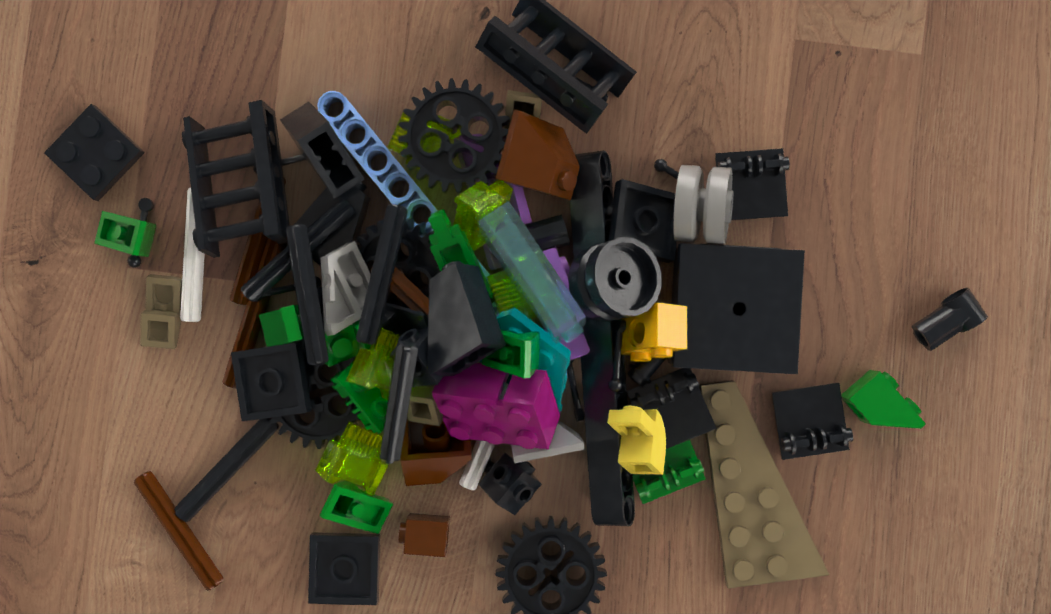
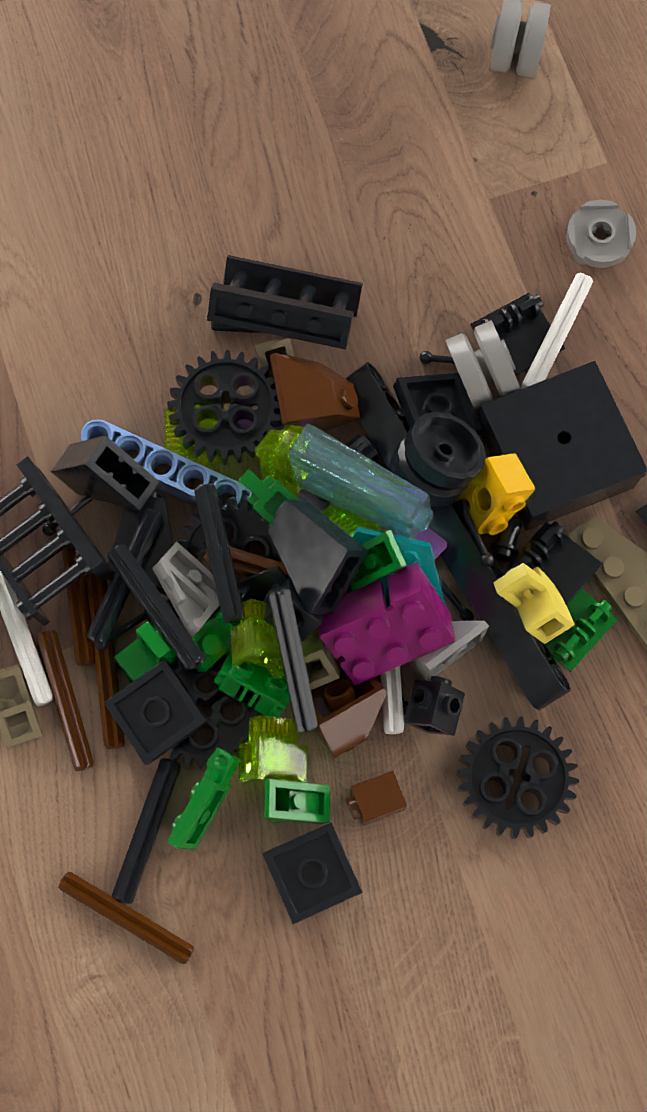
camera: 20 degrees left, 15 degrees down
(207, 326) = (65, 700): none -> reddish brown axle
(282, 471) = (205, 801): none -> green hinge
(788, 200) = (558, 330): none -> white axle
(895, 116) = (596, 252): none -> light grey plate

